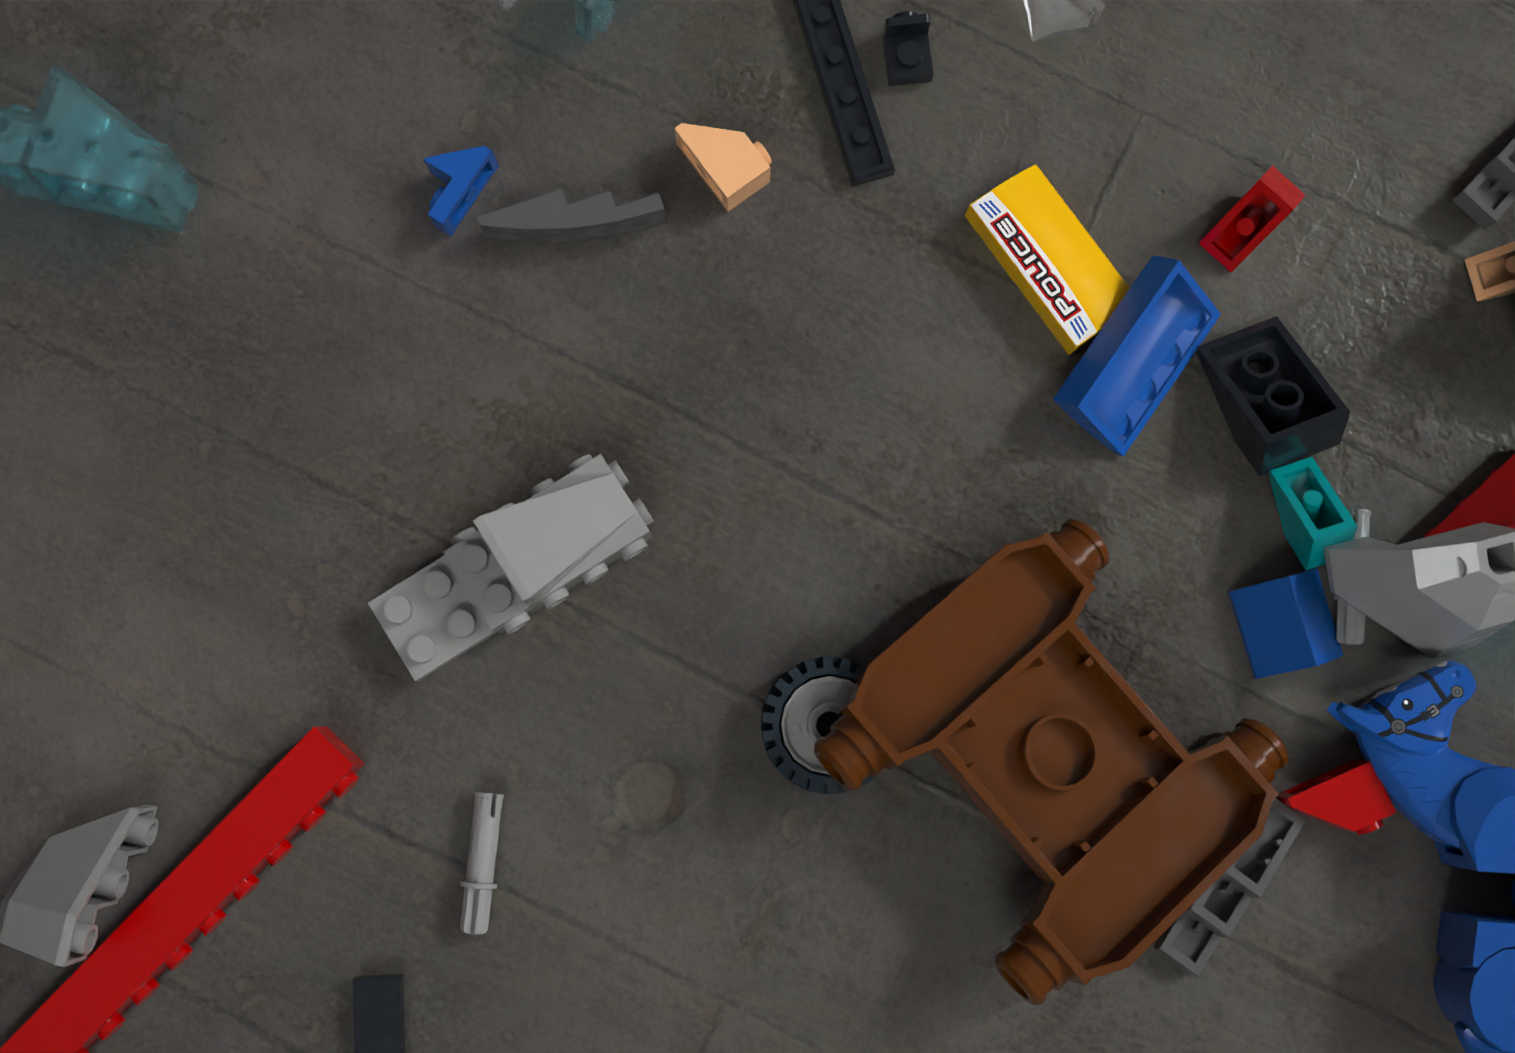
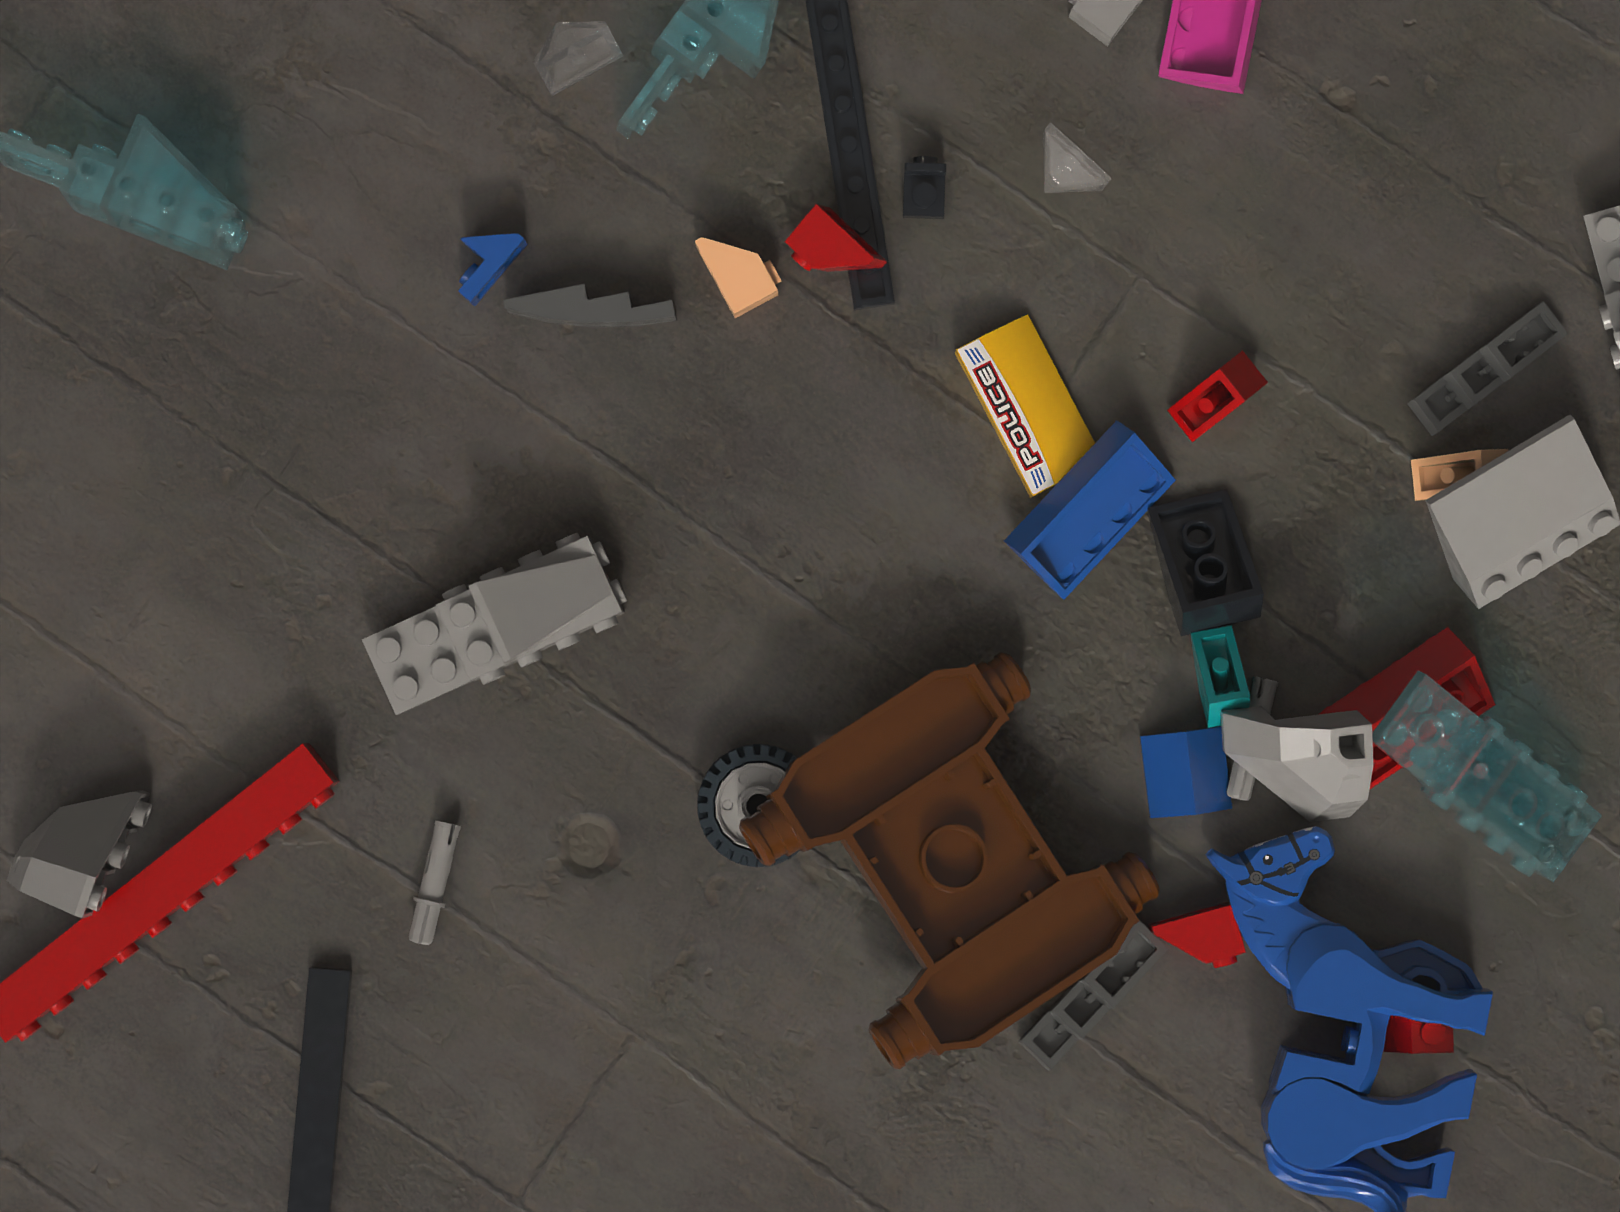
camera: 10 degrees right, 5 degrees up
(820, 115) = (830, 244): none -> red slope

